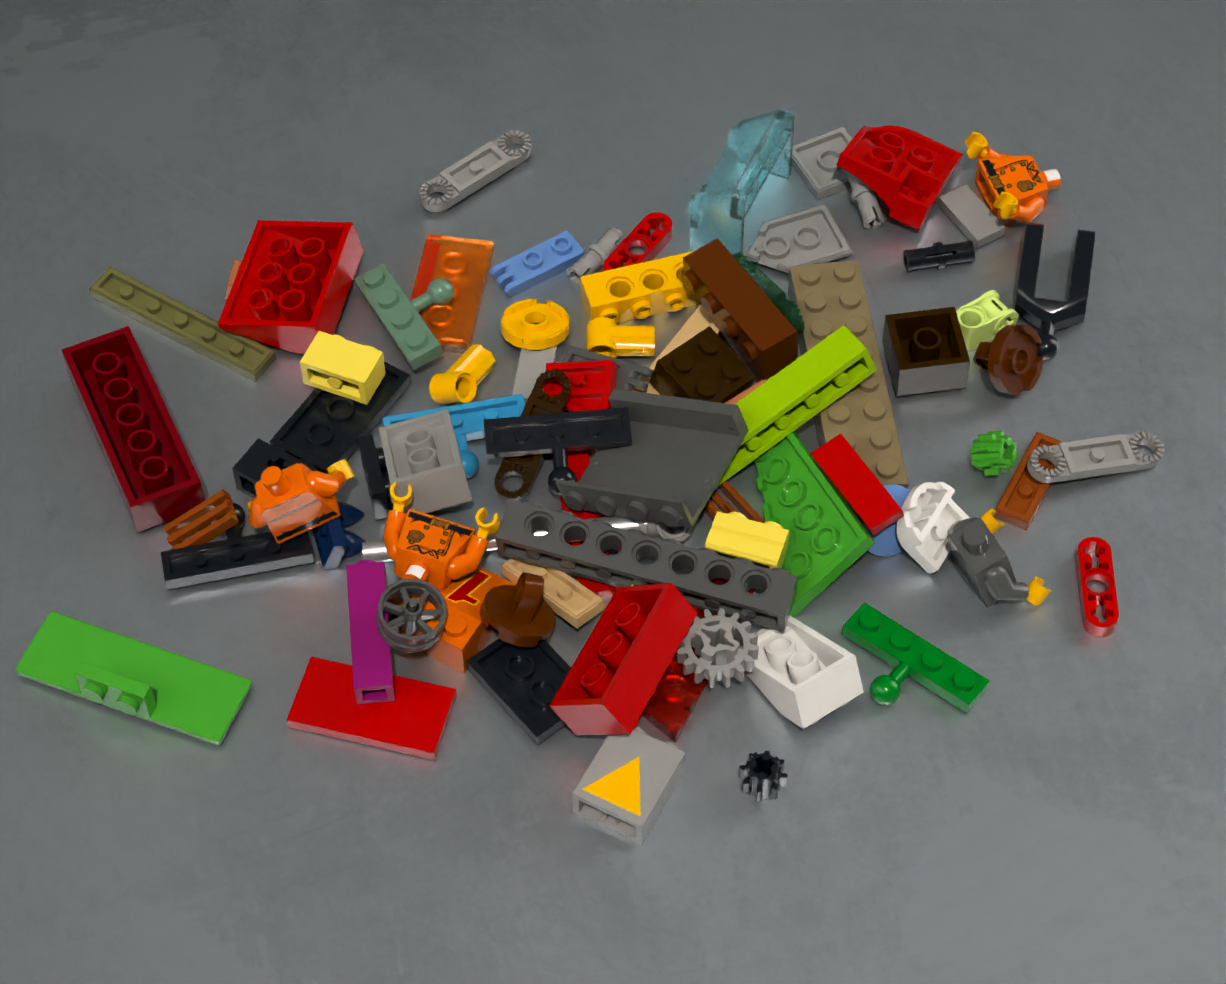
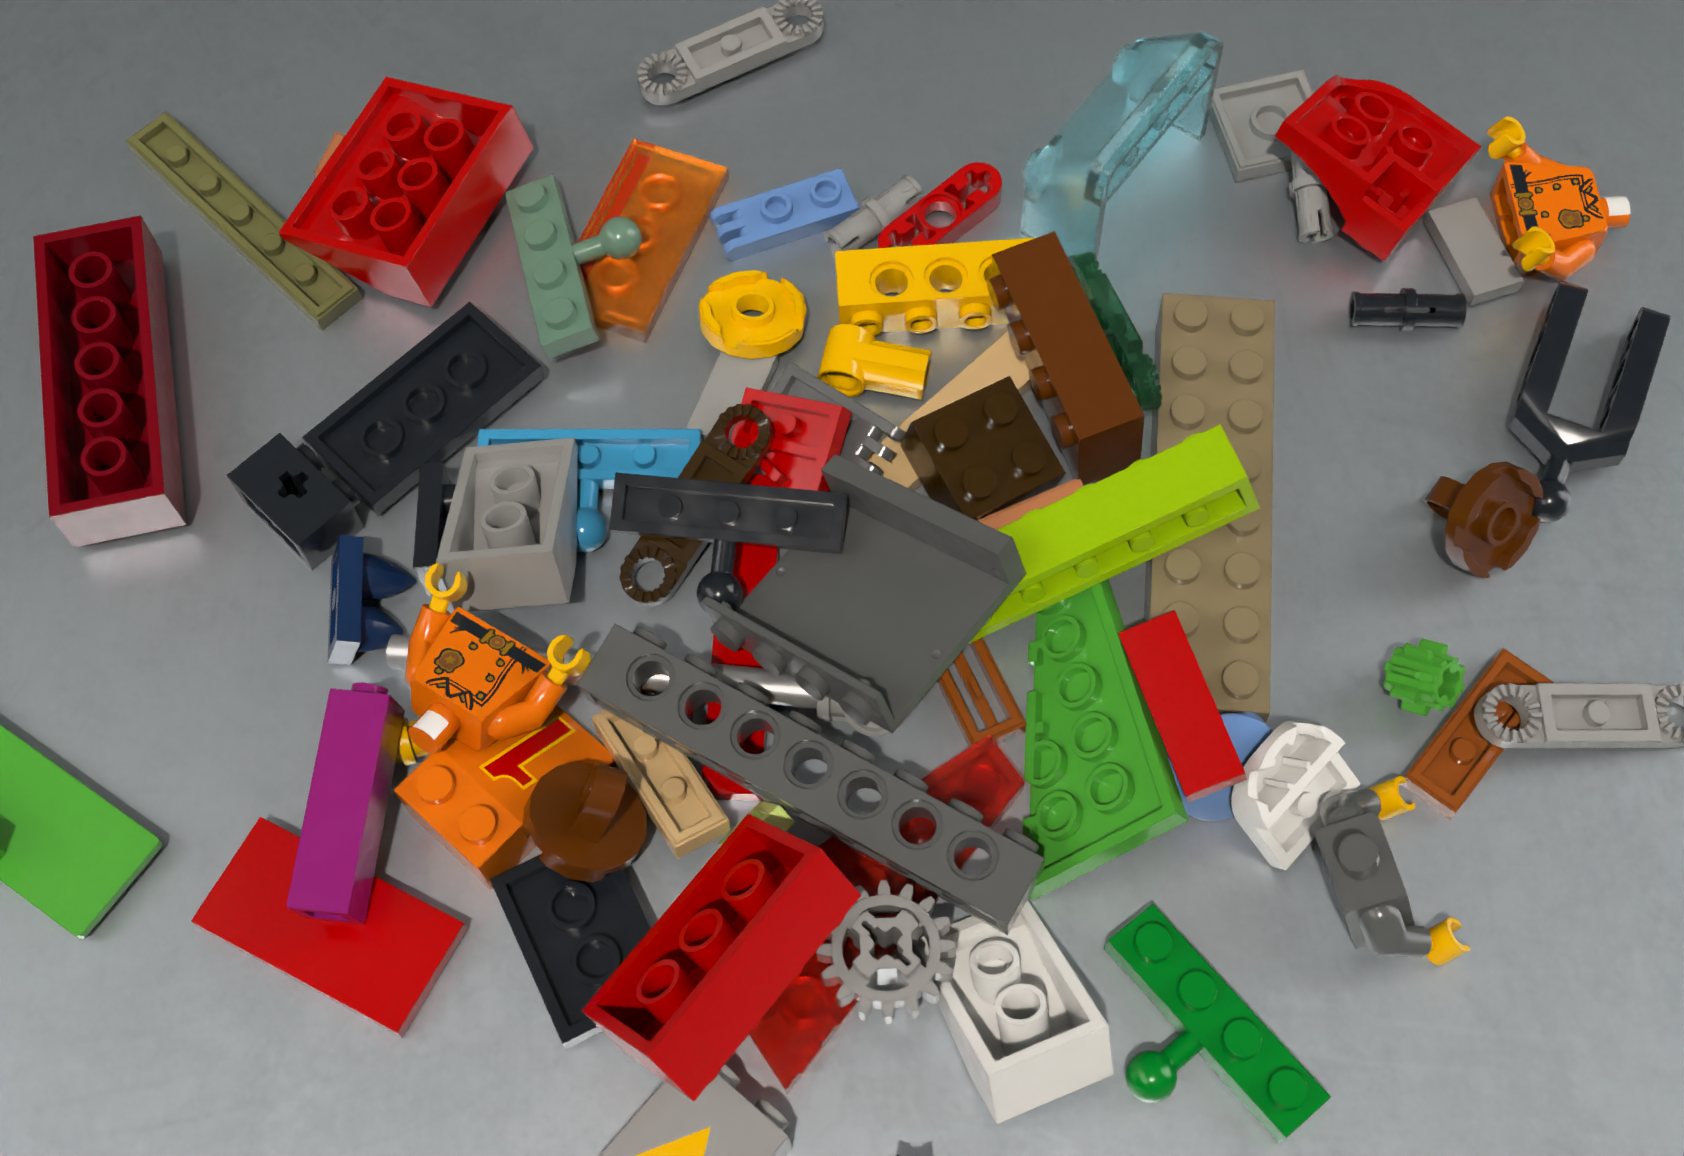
camera: 15 degrees right, 10 degrees up
(200, 520) = (161, 548): dark orange tile -> none
(233, 556) = (202, 617): black plate -> none
(297, 498) = (295, 555): orange torso -> none
(343, 367) = (437, 337): light yellow brick -> none
(411, 615) = (401, 802): dark grey wheel -> none
(461, 379) = (619, 383): yellow piece -> none
(739, 537) = (981, 769): light yellow brick -> none
(799, 240) = (1192, 246): light grey tile -> none
(925, 351) = (1350, 475): dark brown brick -> none
(984, 318) = (1461, 434): yellowish green piece -> none
(1090, 600) = (1525, 995): red beam -> none

